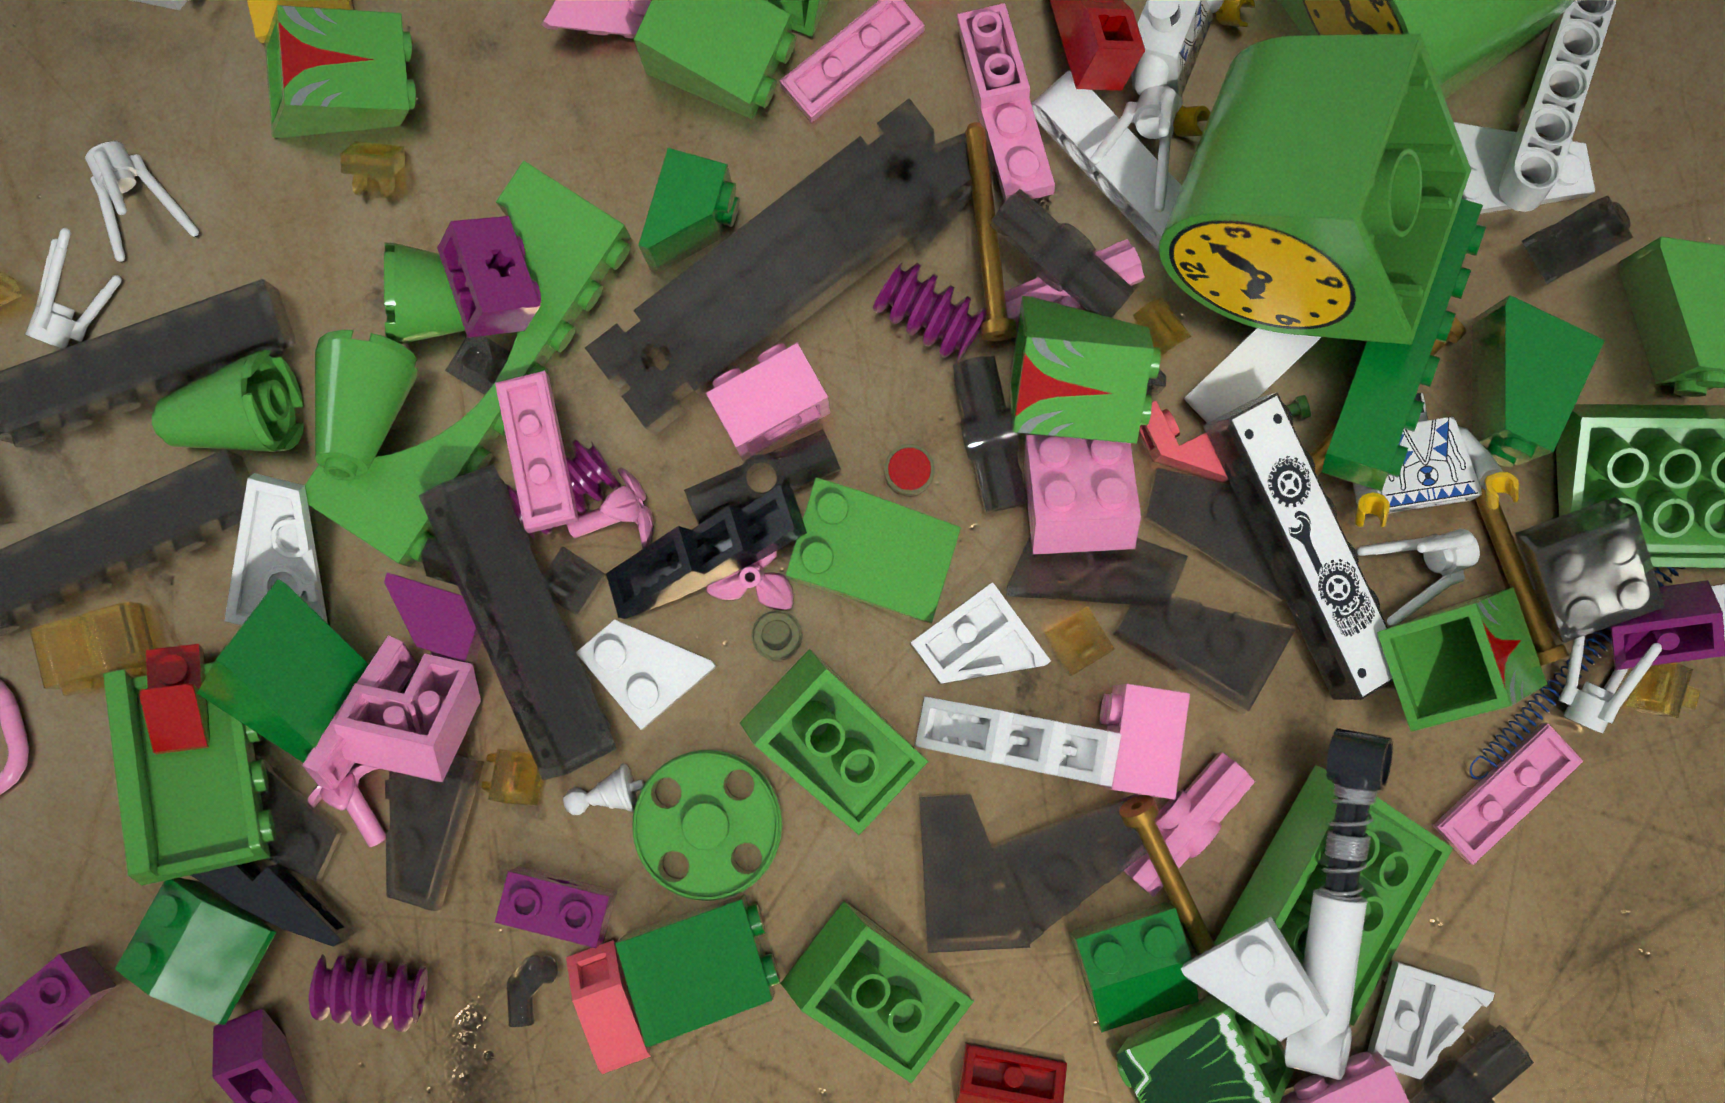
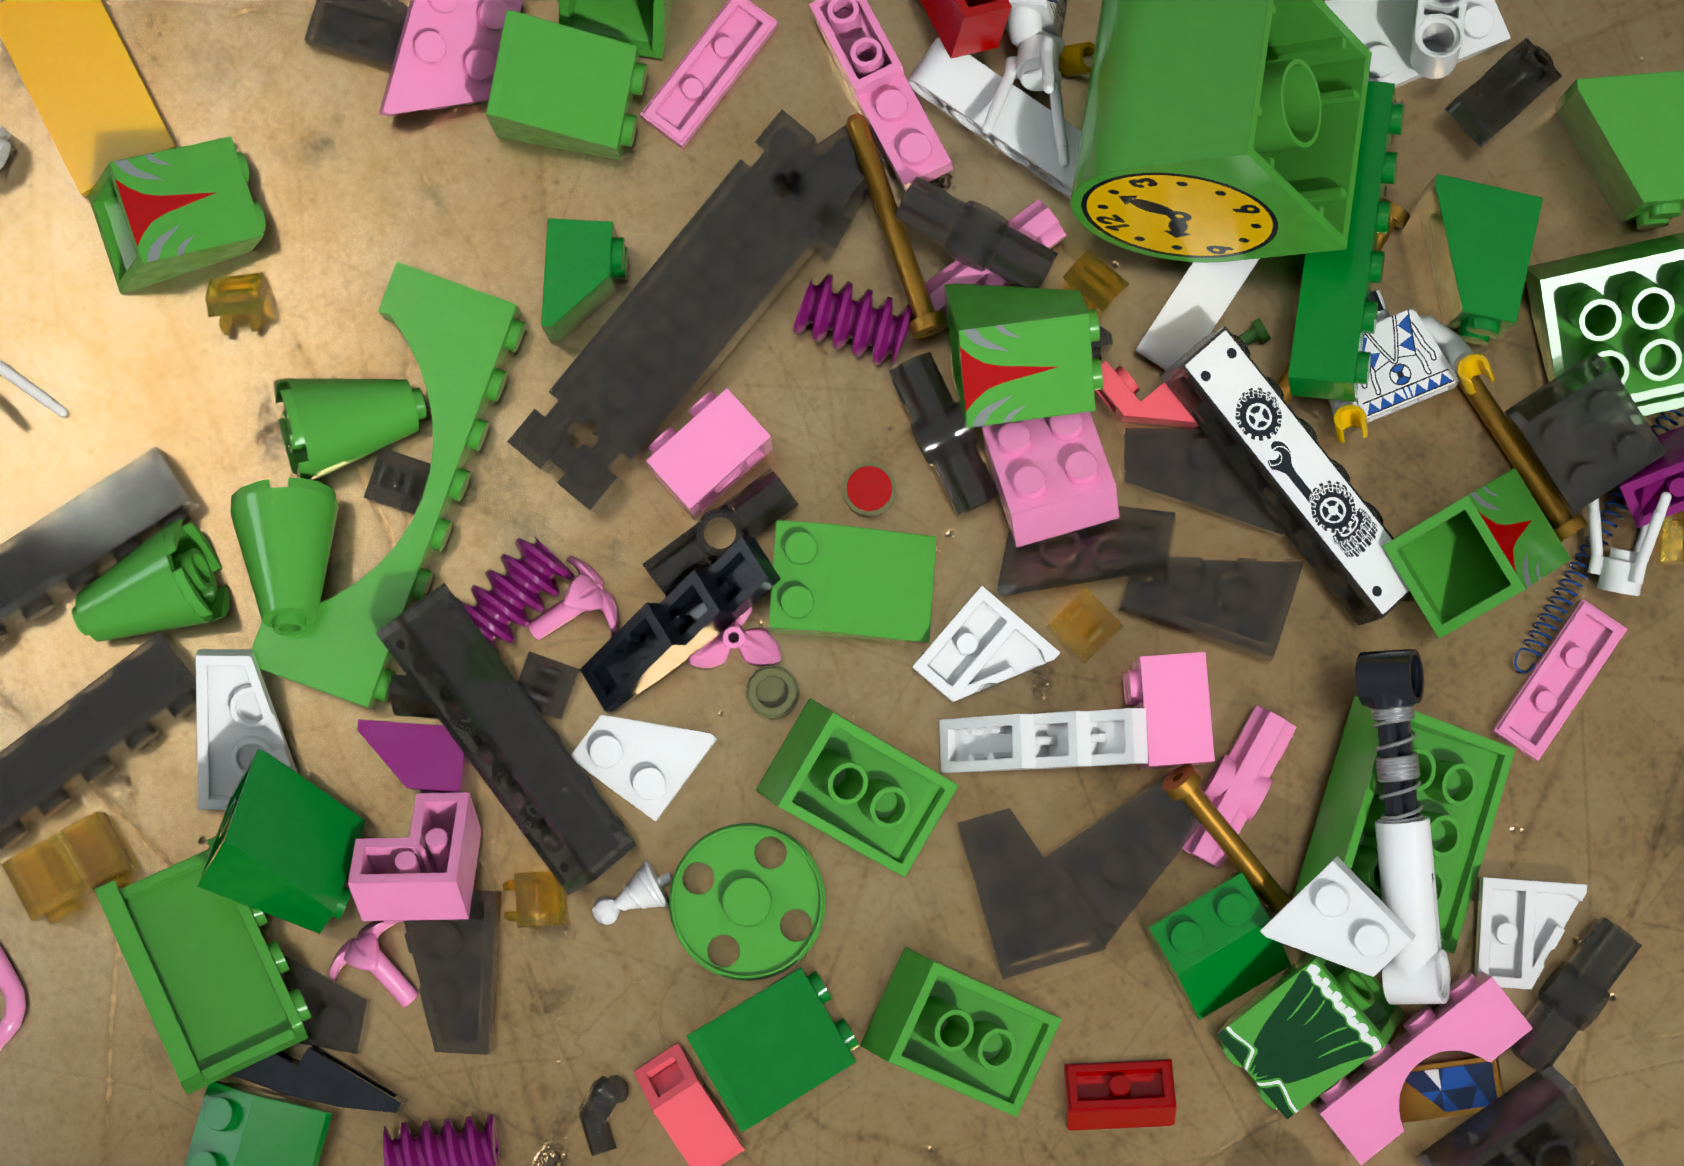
camera: 15 degrees left, 0 degrees up
(171, 703) = (172, 899): red slope -> none
(387, 670) = (382, 819): bright pink tile -> none
(489, 276) = (393, 391): magenta brick -> none
(536, 452) = (484, 560): bright pink tile -> none
(556, 906) = (612, 1020): magenta brick -> none
(1442, 554) = (1437, 450): white plant -> none

